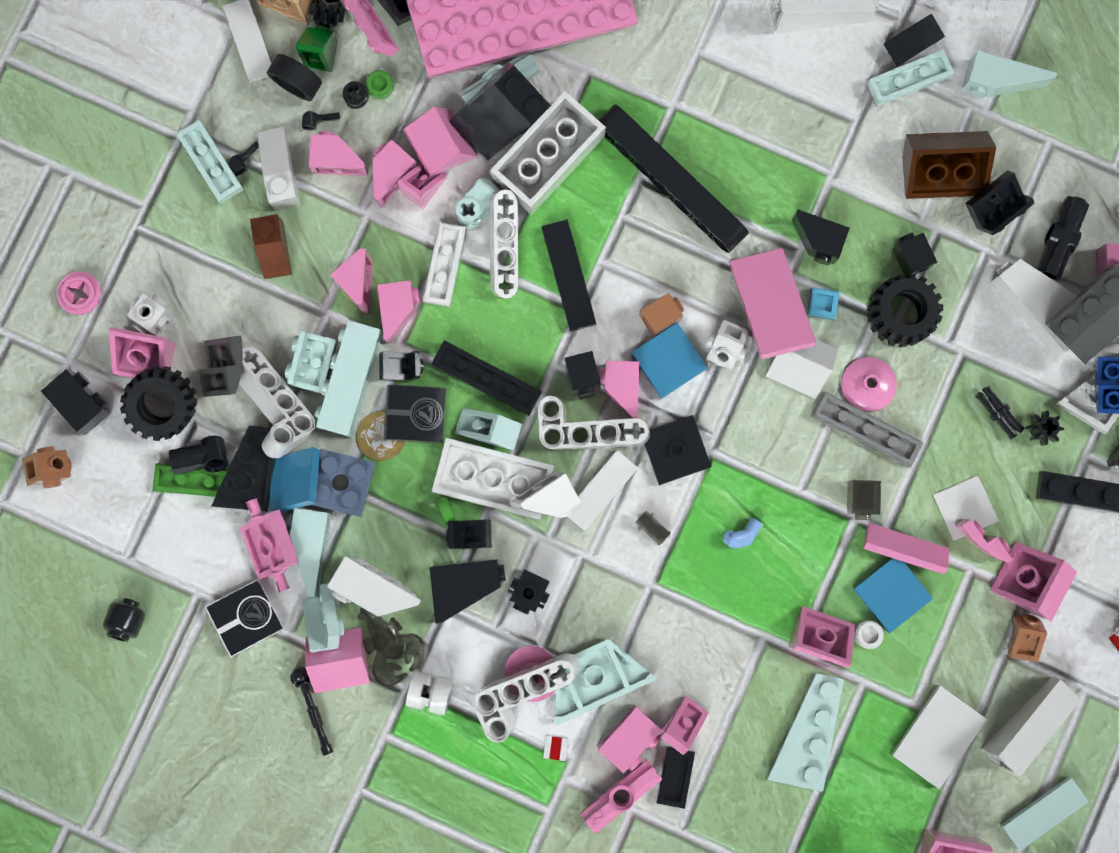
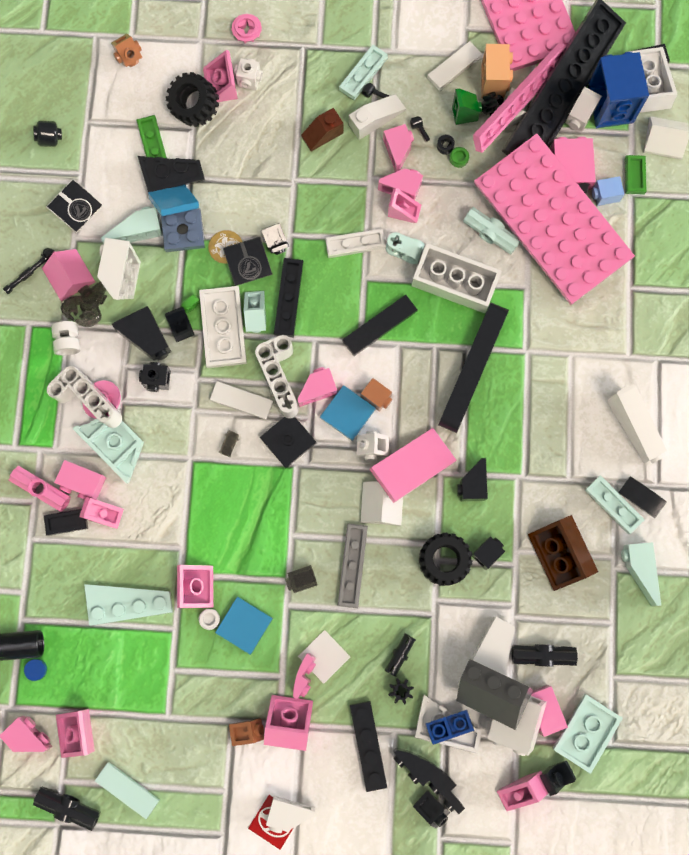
camera: 70 degrees right, 5 degrees down
(76, 401) = (176, 52): black brick -> none
(207, 455) = (169, 142): black piece -> none
(224, 365) = (224, 131): dark grey slope -> none
(258, 371) = (222, 165): white beam -> none
(269, 544) = (126, 201): bright pink plate -> none
(294, 77) = (439, 100): black tyre -> none
(310, 361) = (256, 182): light aqua bracket -> none
(321, 620) = (85, 253): light aqua bracket -> none
(349, 379) = (253, 211): light aqua brick -> none
(355, 279) = (320, 188): bright pink slope -> none
(397, 307) = (313, 222): bright pink slope -> none
(438, 141) = (436, 207): bright pink slope -> none
(500, 111) = (471, 236): black slope -> none
(509, 244) = (383, 275): white beam -> none
(550, 497) = (221, 364): white slope -> none
(555, 748) = (58, 436): sticker -> none
(582, 375) = (313, 355): black brick -> none
(742, 538) = (244, 507): light blue arm -> none
(823, 303) = (429, 503): medium azure tile -> none
(855, 385) = (374, 558): bright pink dish -> none
(906, 548) = (278, 622): bright pink tile -> none
(938, 736) = (155, 694): white tile -> none
(998, 204) = (549, 599): black bracket -> none
(1032, 726) = (184, 757): white slope -> none

